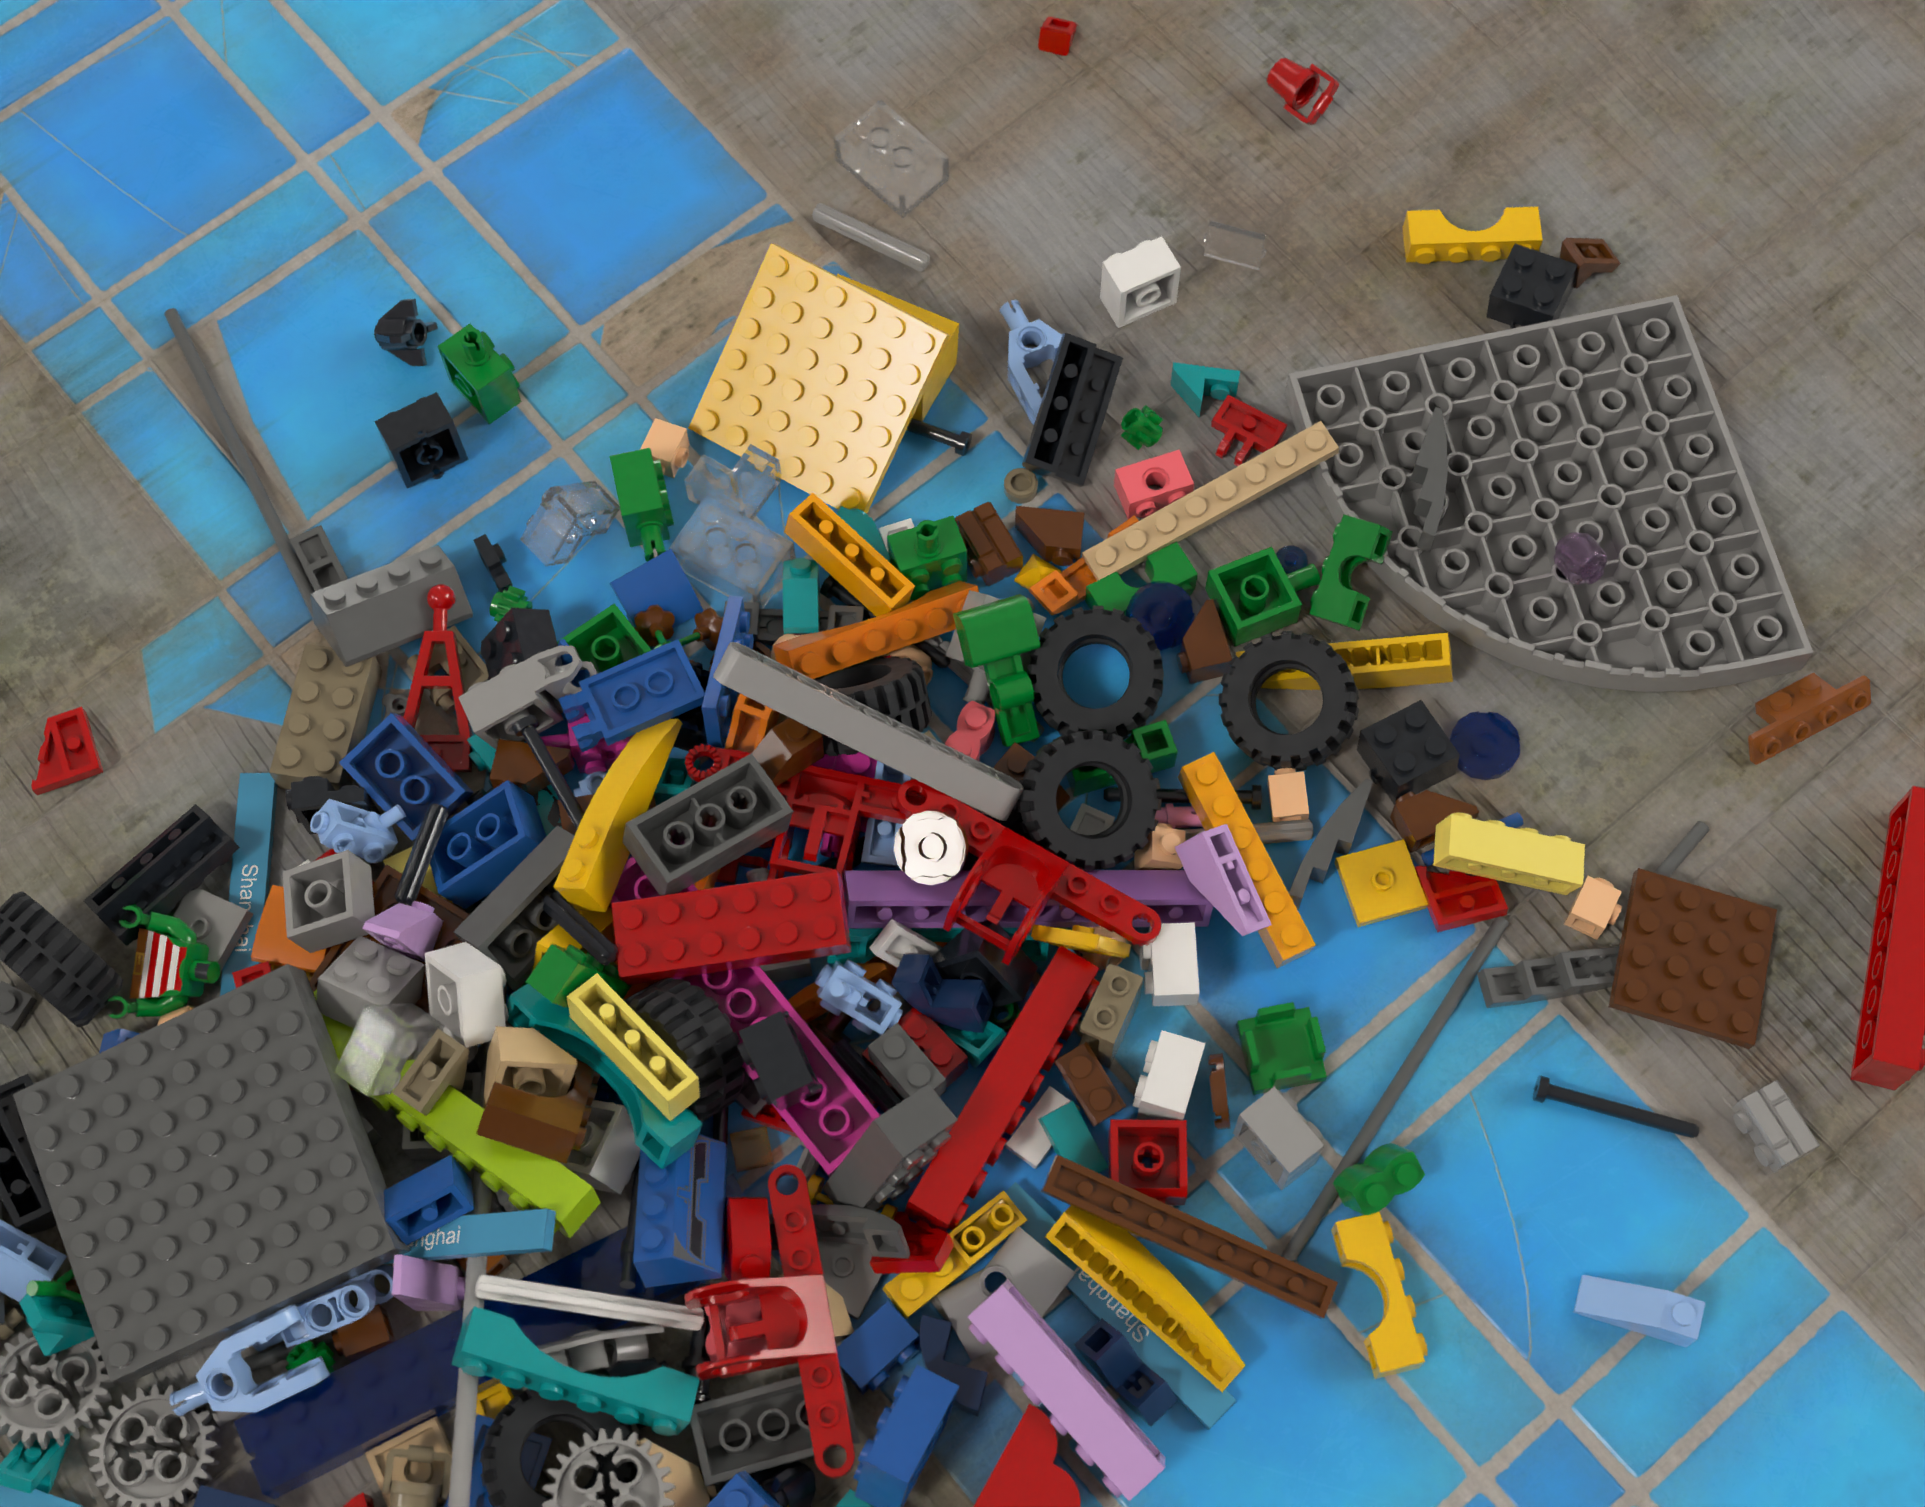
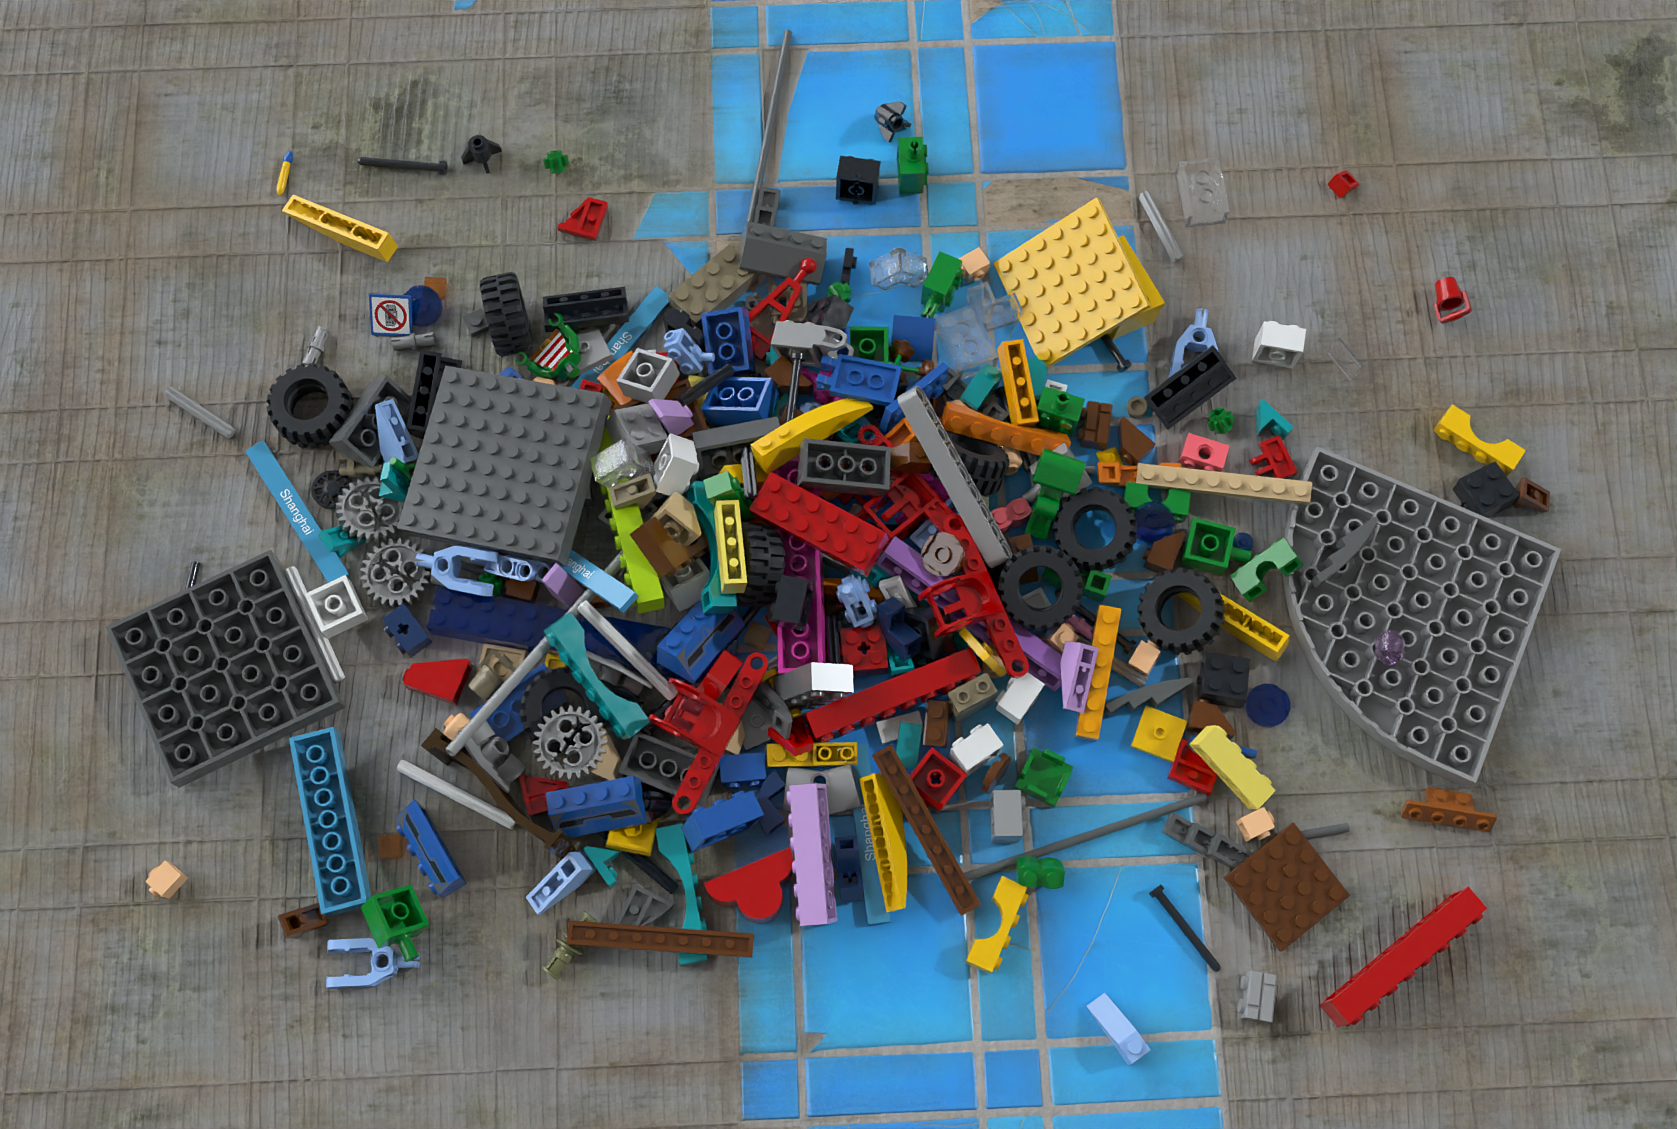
camera: 35 degrees right, 5 degrees up
(428, 1200) = (589, 549): blue brick -> none
(904, 1063) = (853, 648): dark grey brick -> none

